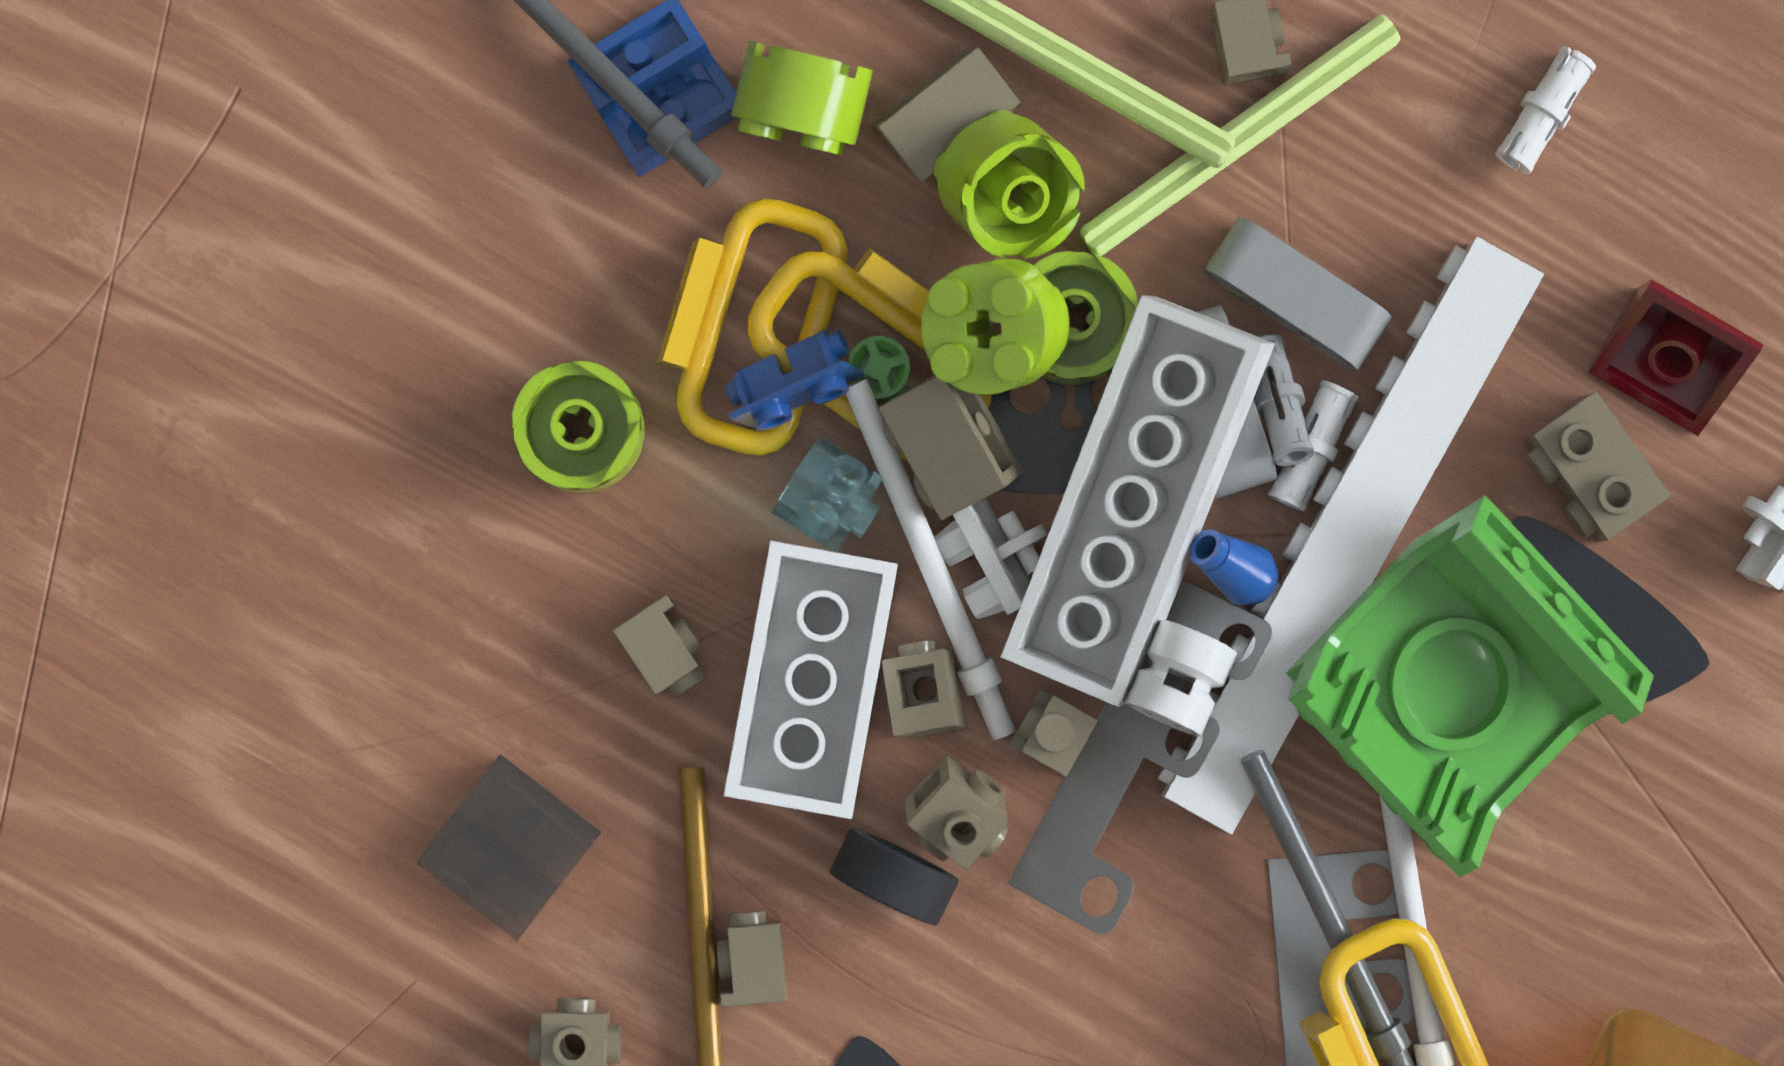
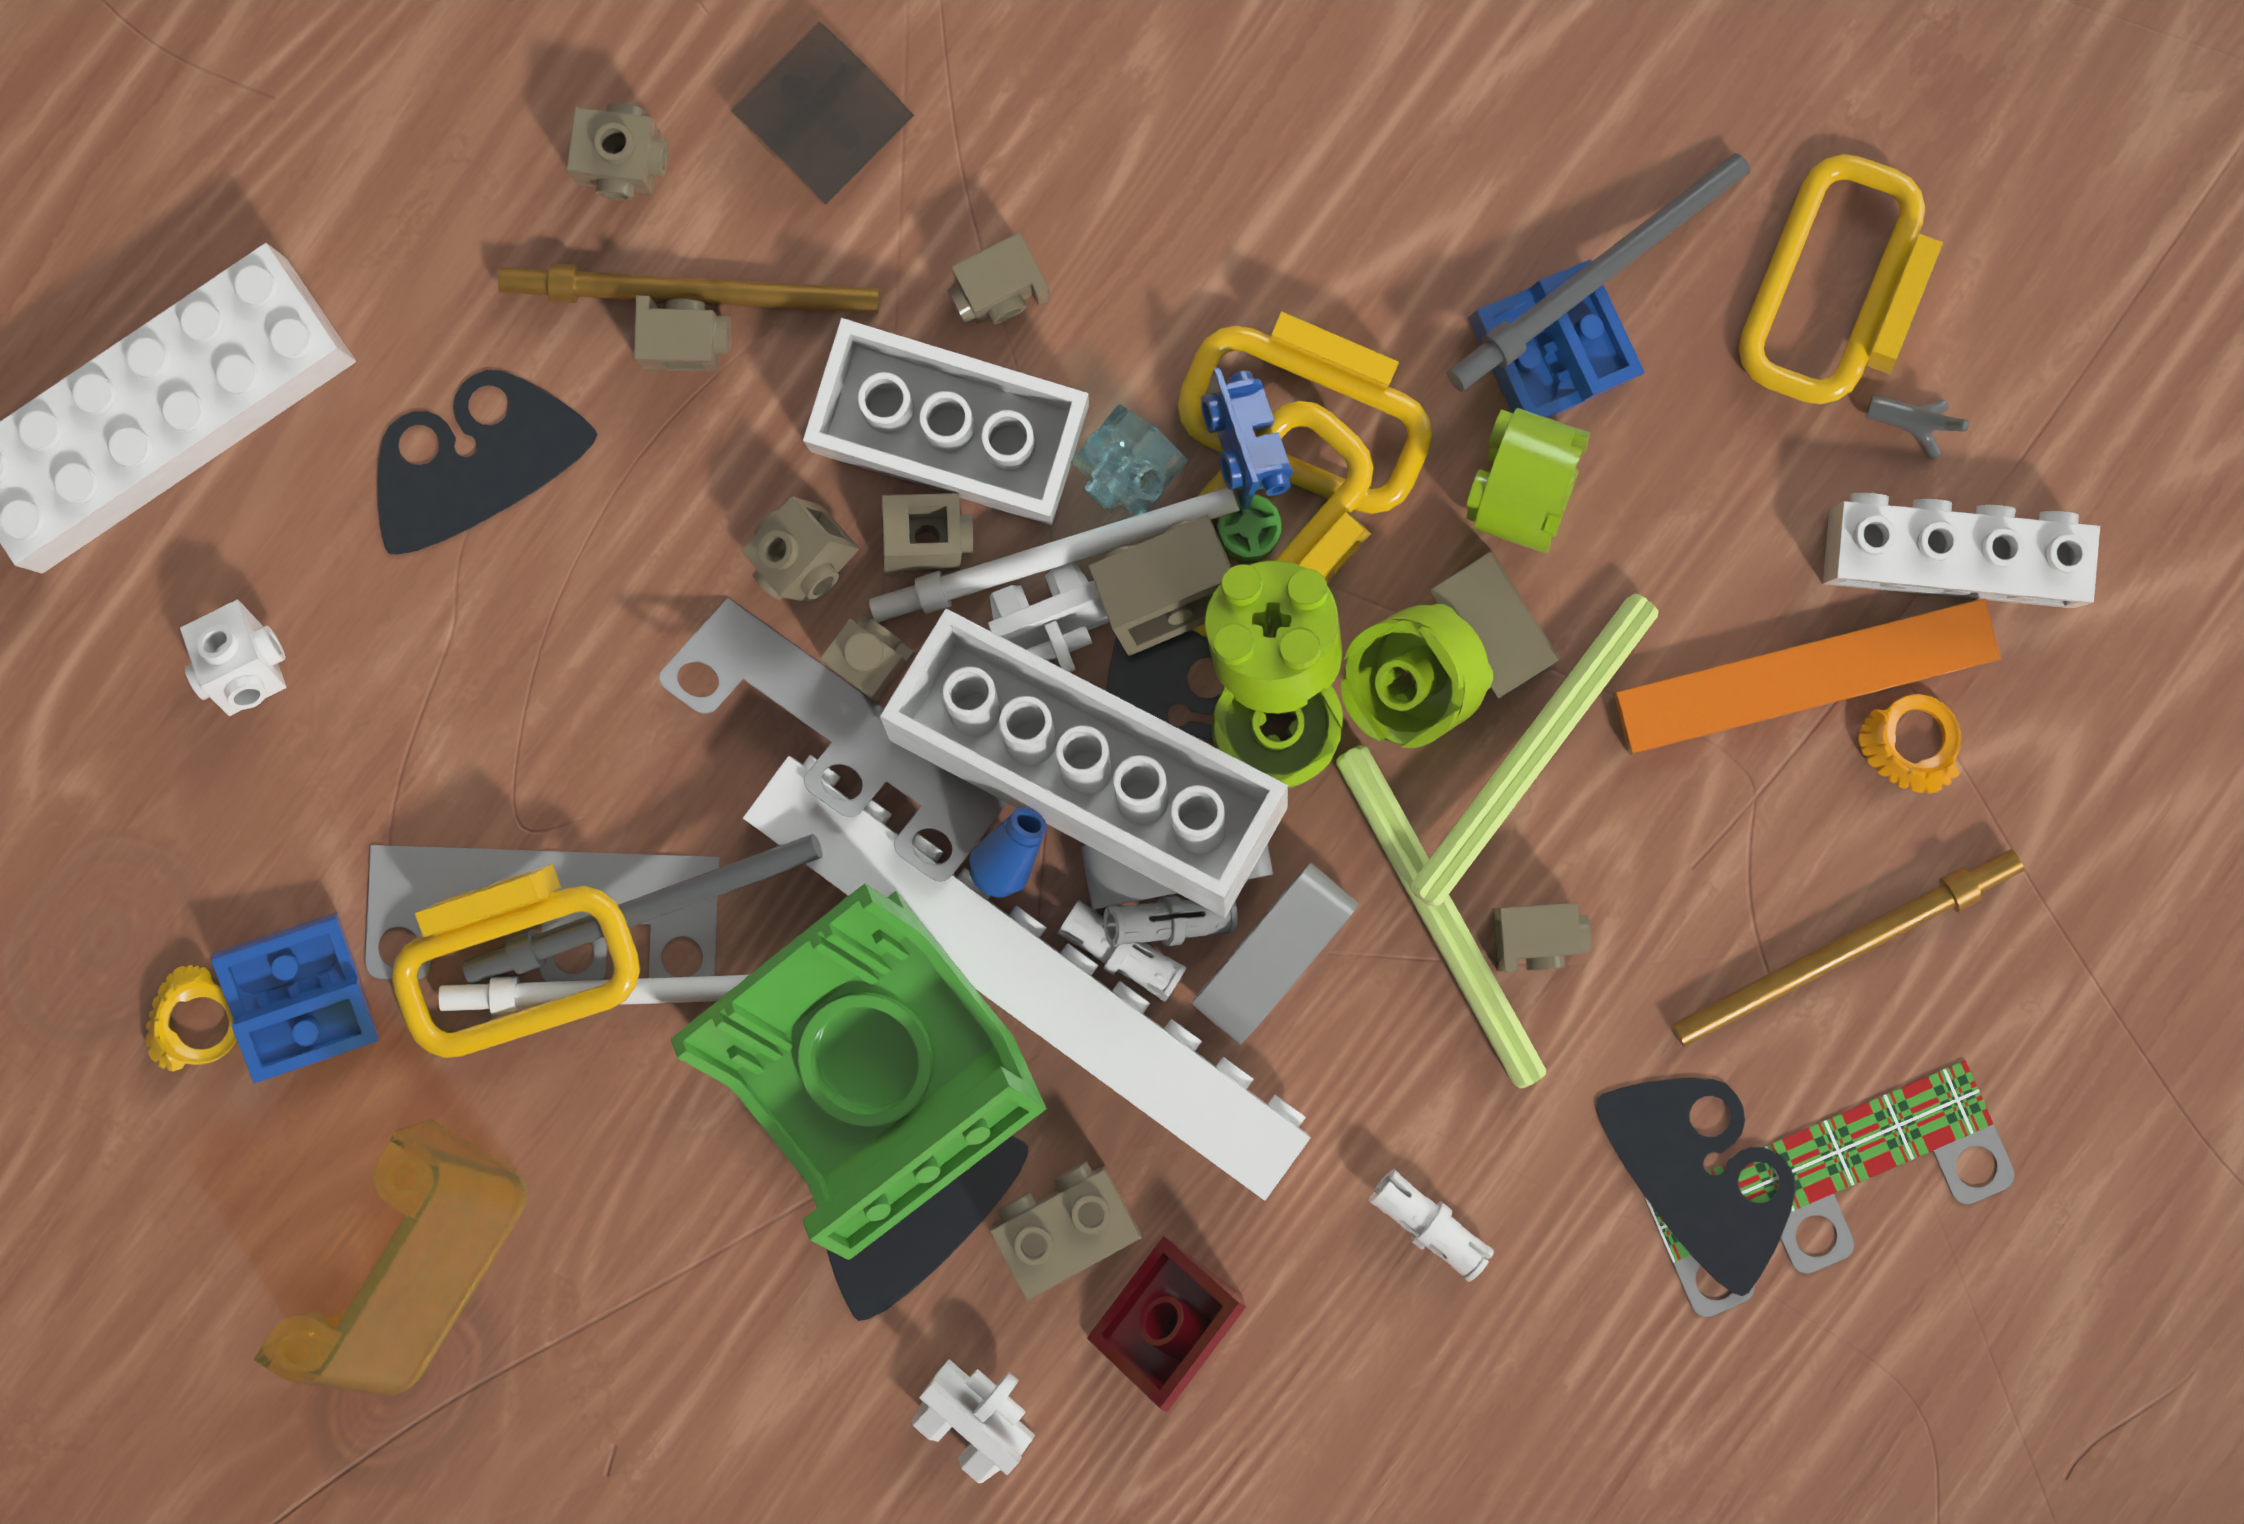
camera: 95 degrees right, 0 degrees up
(572, 391) = (1221, 188): lime brick -> none
(893, 876) = (743, 479): black tyre -> none
(1187, 656) = (920, 797): white wheel -> none

